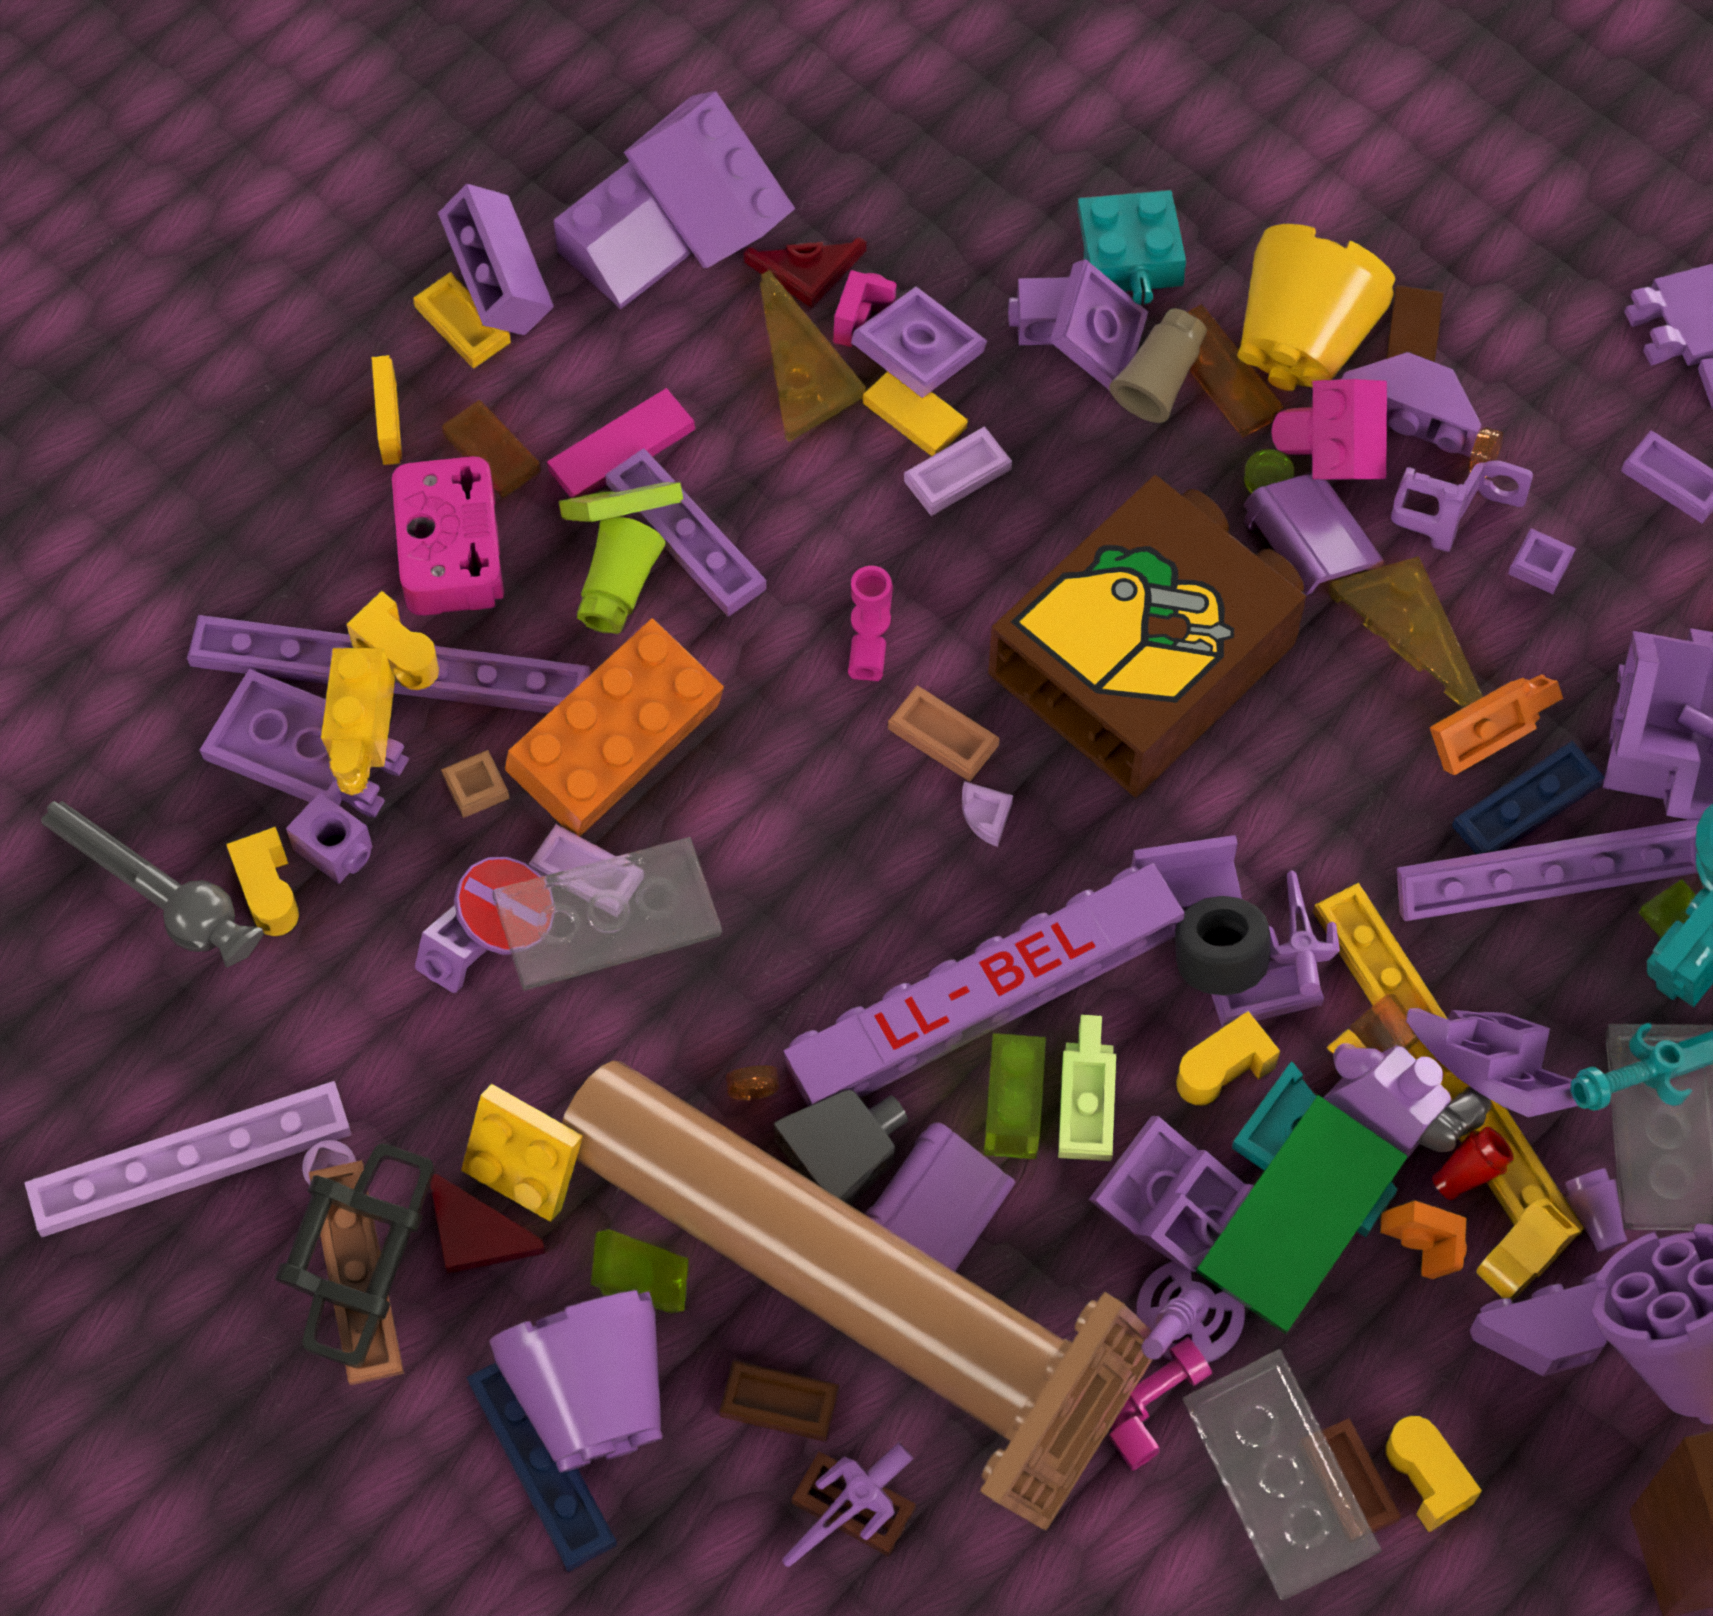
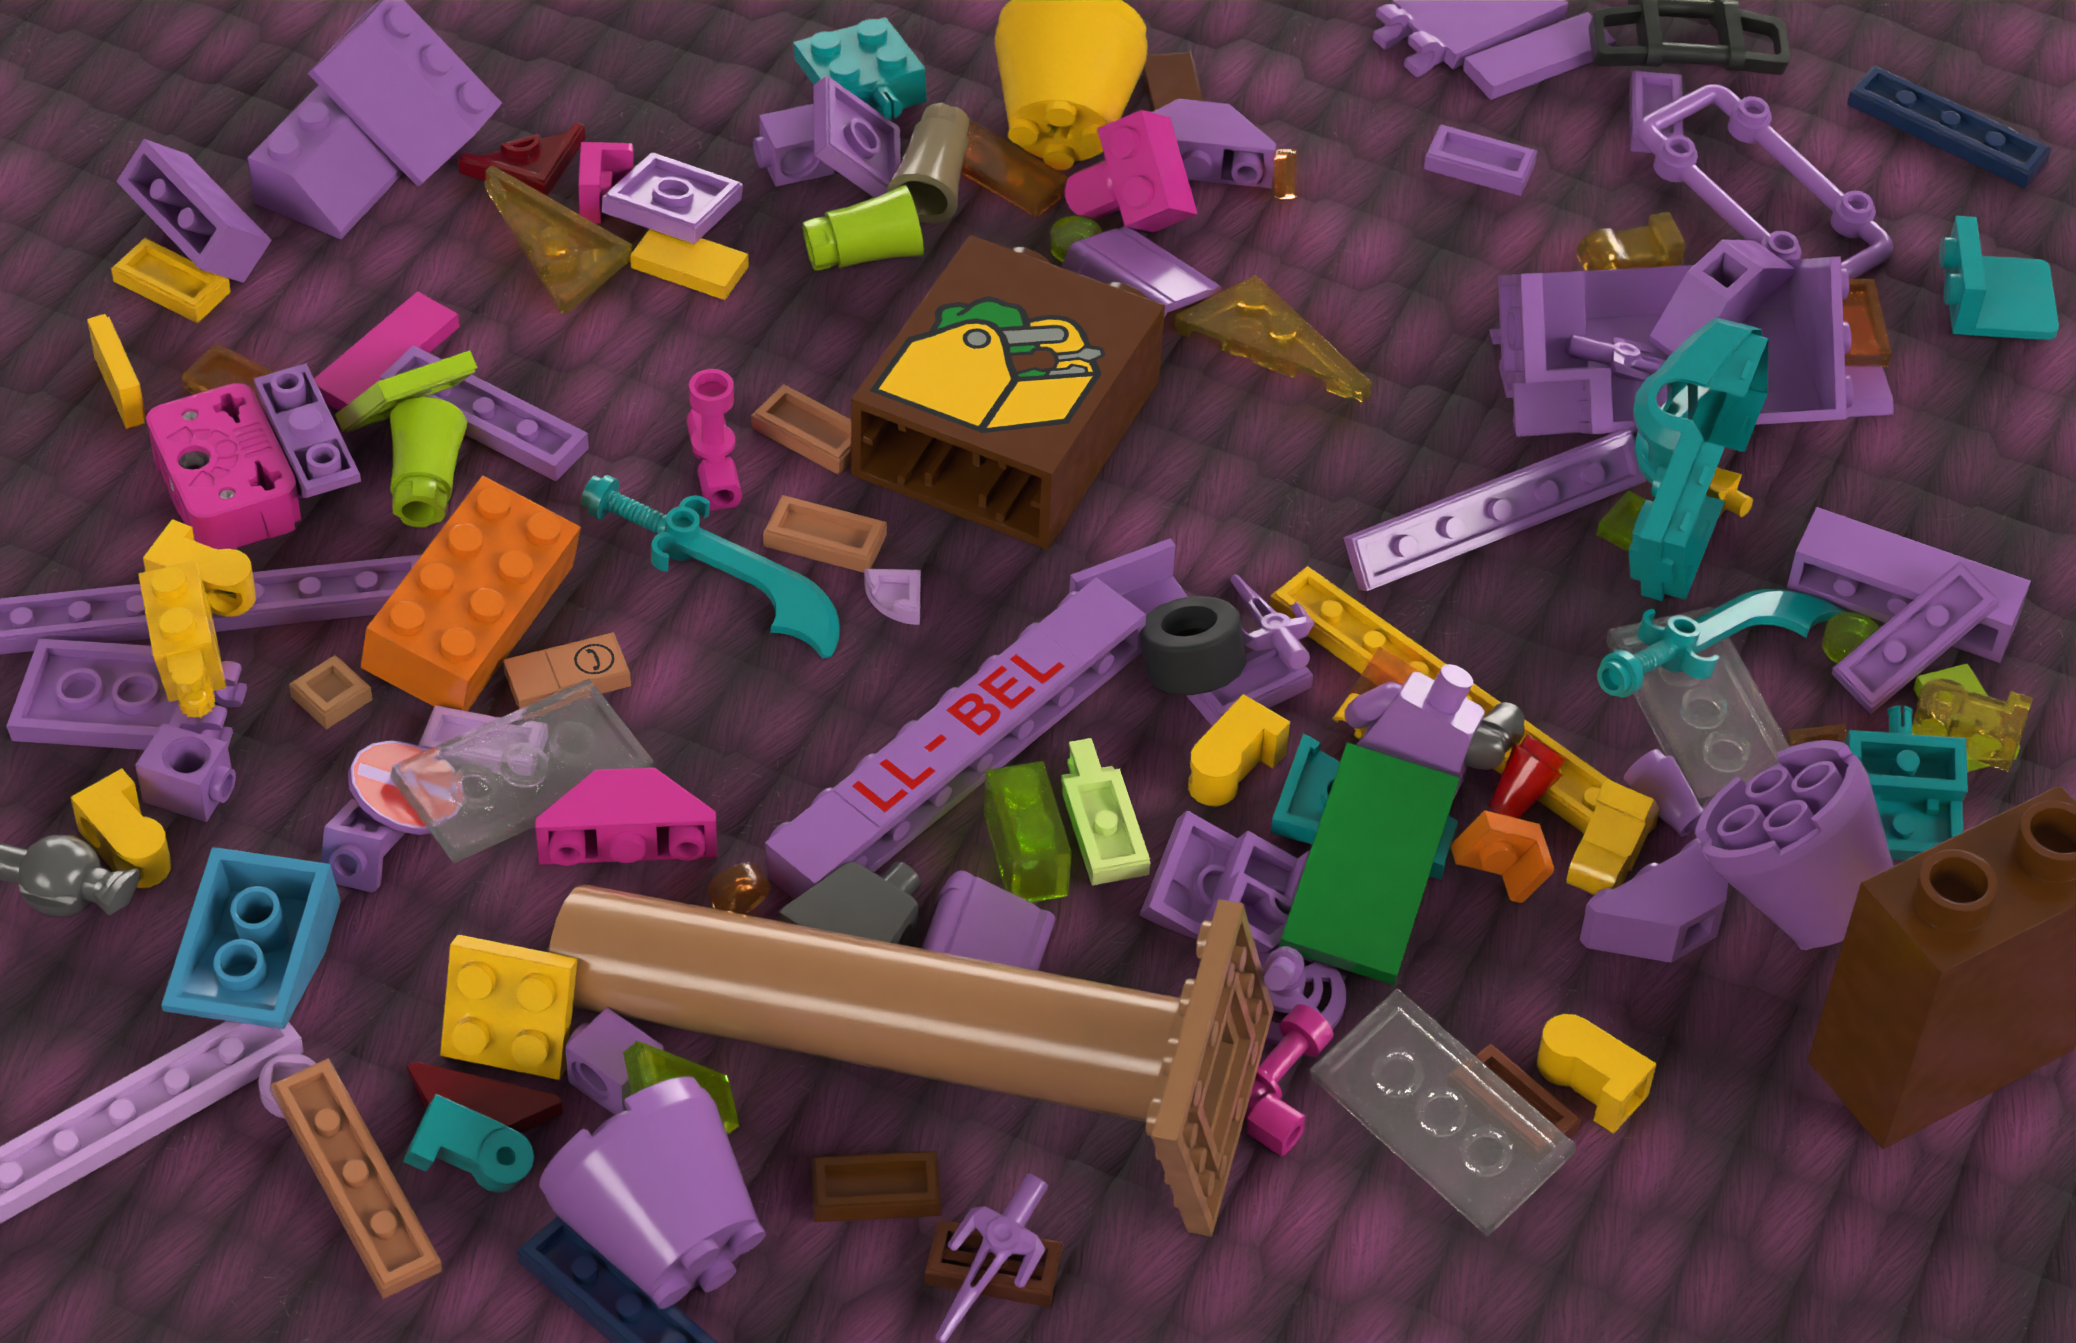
camera: 20 degrees left, 15 degrees down
(332, 1029) = (253, 938): none -> dark azure slope
(355, 1200) = (335, 1093): pearl dark grey bar -> none
(455, 1272) = (472, 1142): none -> teal leg
(522, 523) = (306, 431): none -> medium lavender slope
(589, 1210) = (597, 1059): none -> medium lavender brick
(677, 815) = (563, 666): none -> nougat tile
(678, 986) = (626, 820): none -> dark pink slope
(900, 800) = (798, 602): none -> teal sword
(957, 471) = (753, 303): lavender tile -> none
(960, 615) = (806, 428): none -> nougat tile
(1076, 424) = (865, 232): none -> lime plant
(1455, 499) = (1268, 240): medium lavender piece -> none
(1493, 722) = (1386, 398): orange hinge -> none
(1495, 1057) = (1511, 674): medium lavender slope -> none
(1528, 800) = (1449, 458): dark blue tile -> none
(1541, 561) = (1378, 256): medium lavender tile -> none

